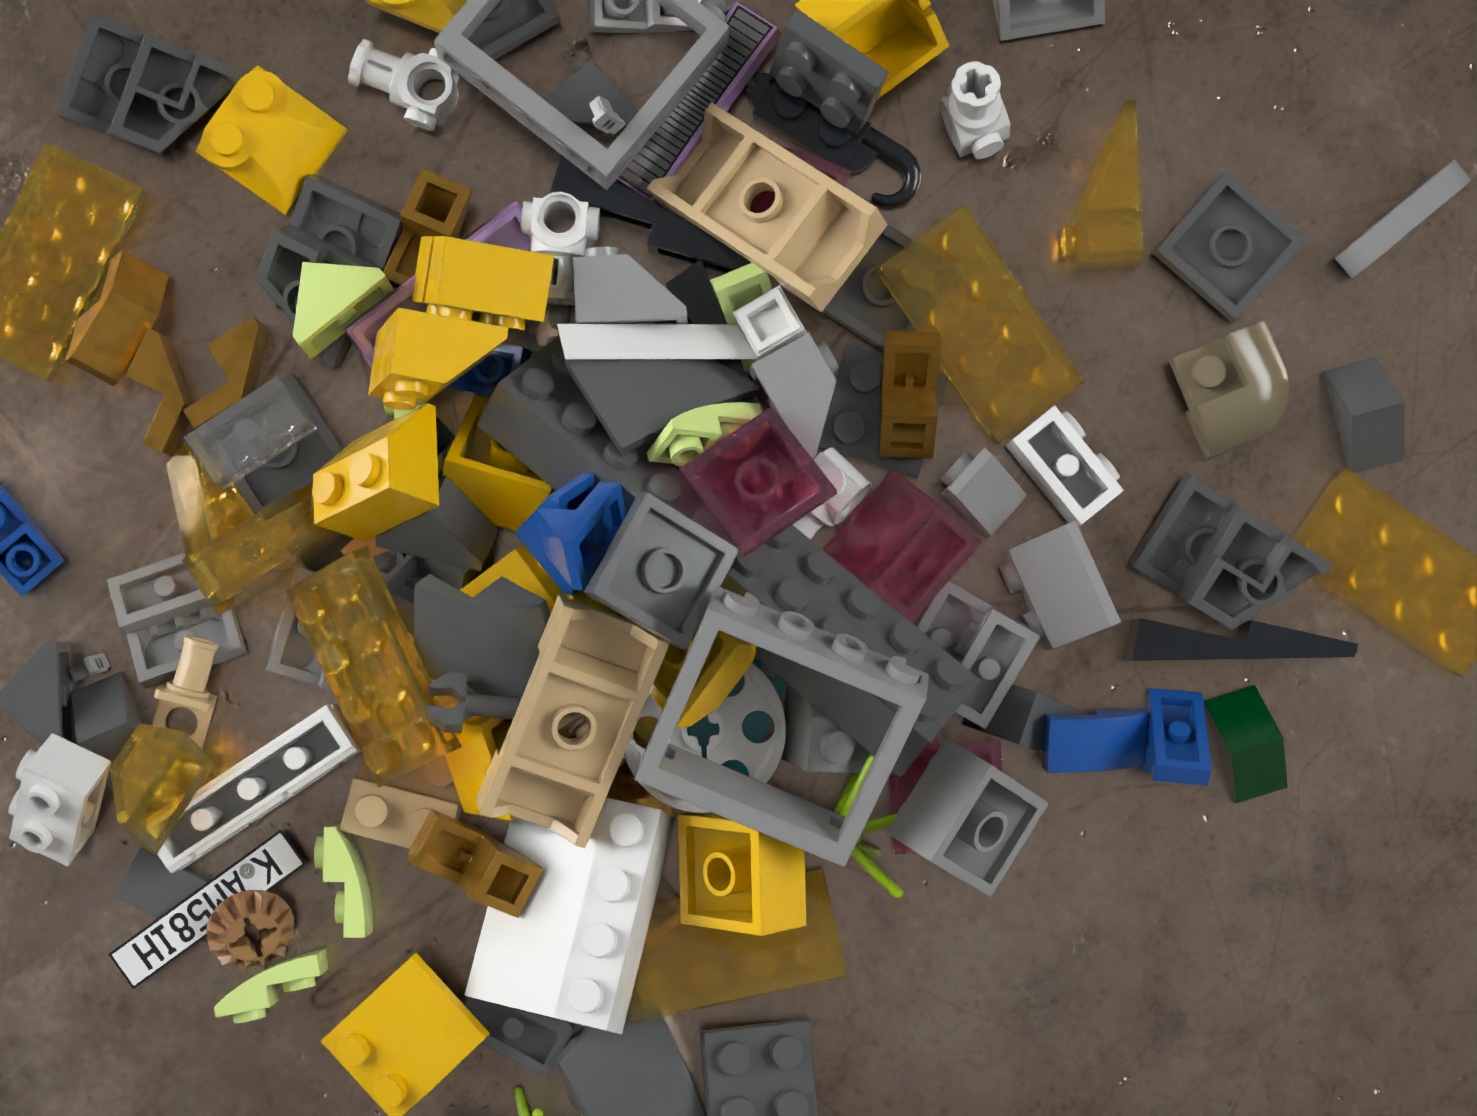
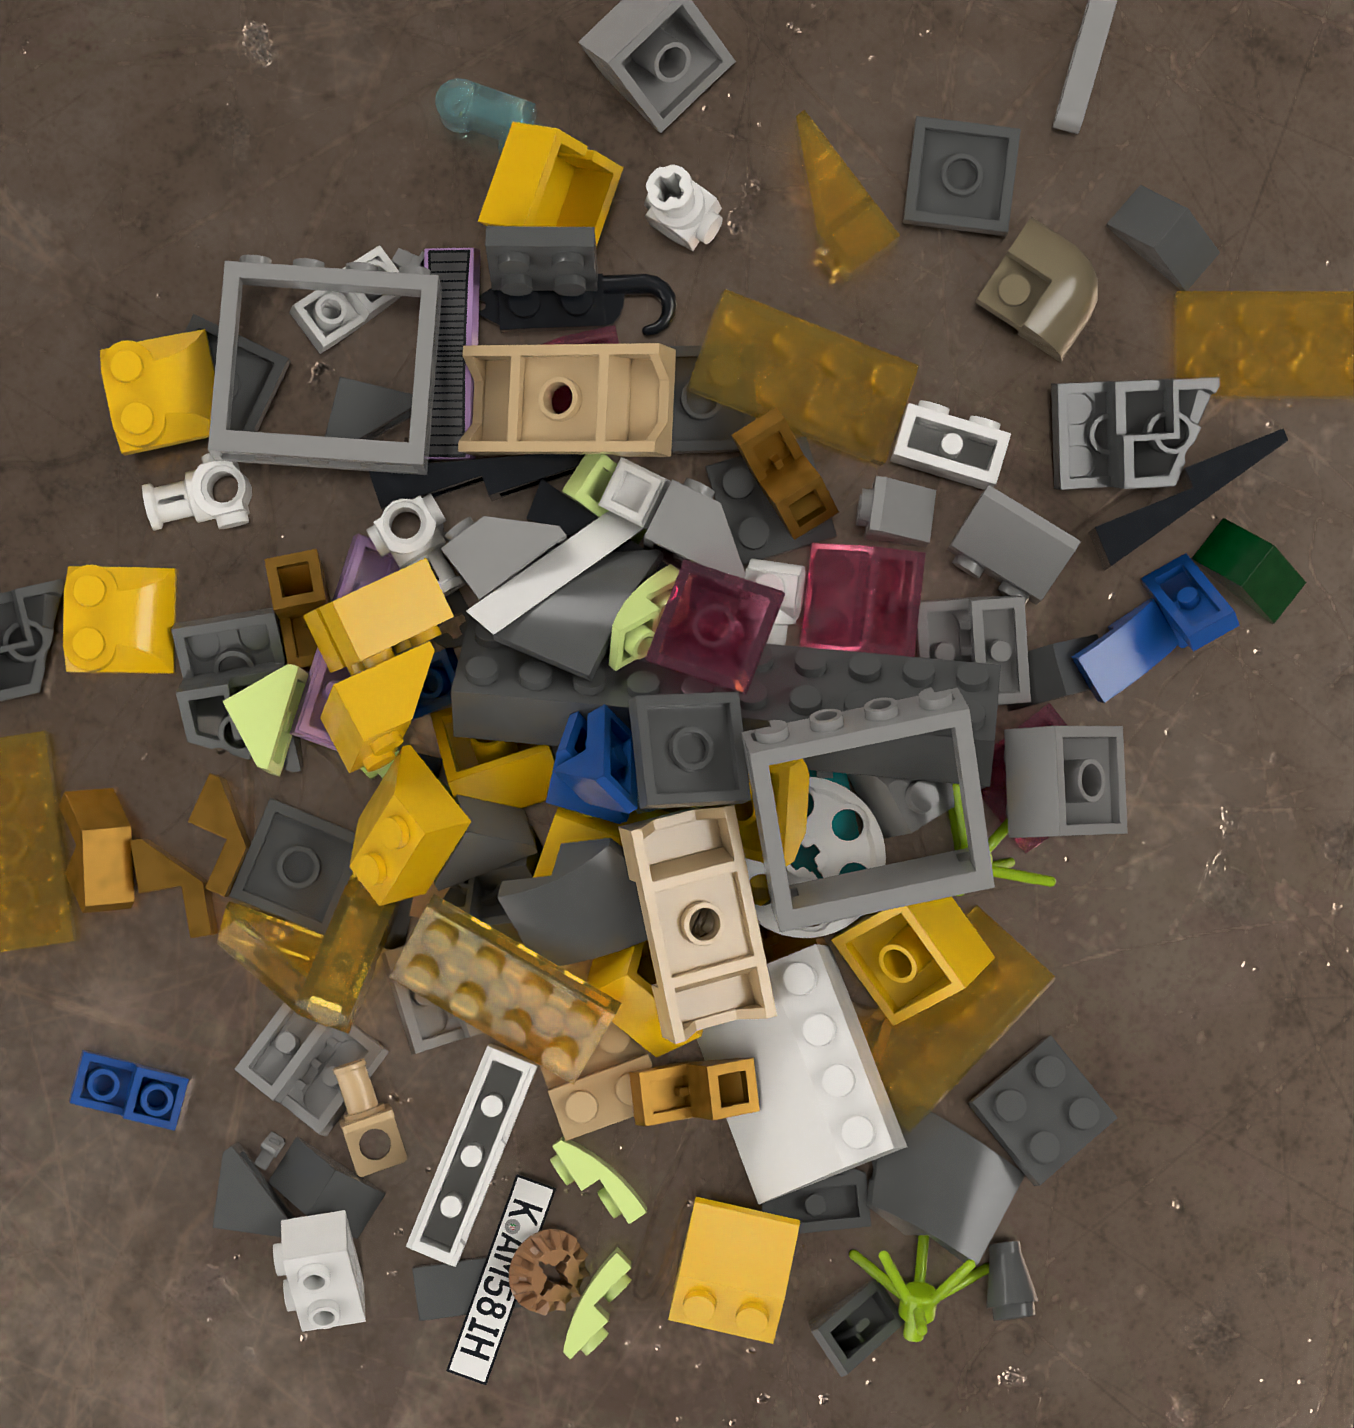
camera: 30 degrees left, 0 degrees up
(156, 782) = (393, 1199): clear yellow slope -> none
(251, 432) = (275, 867): clear brick -> none
(469, 703) = (605, 962): dark grey bar -> none
(604, 116) = (390, 418): light grey piece -> none

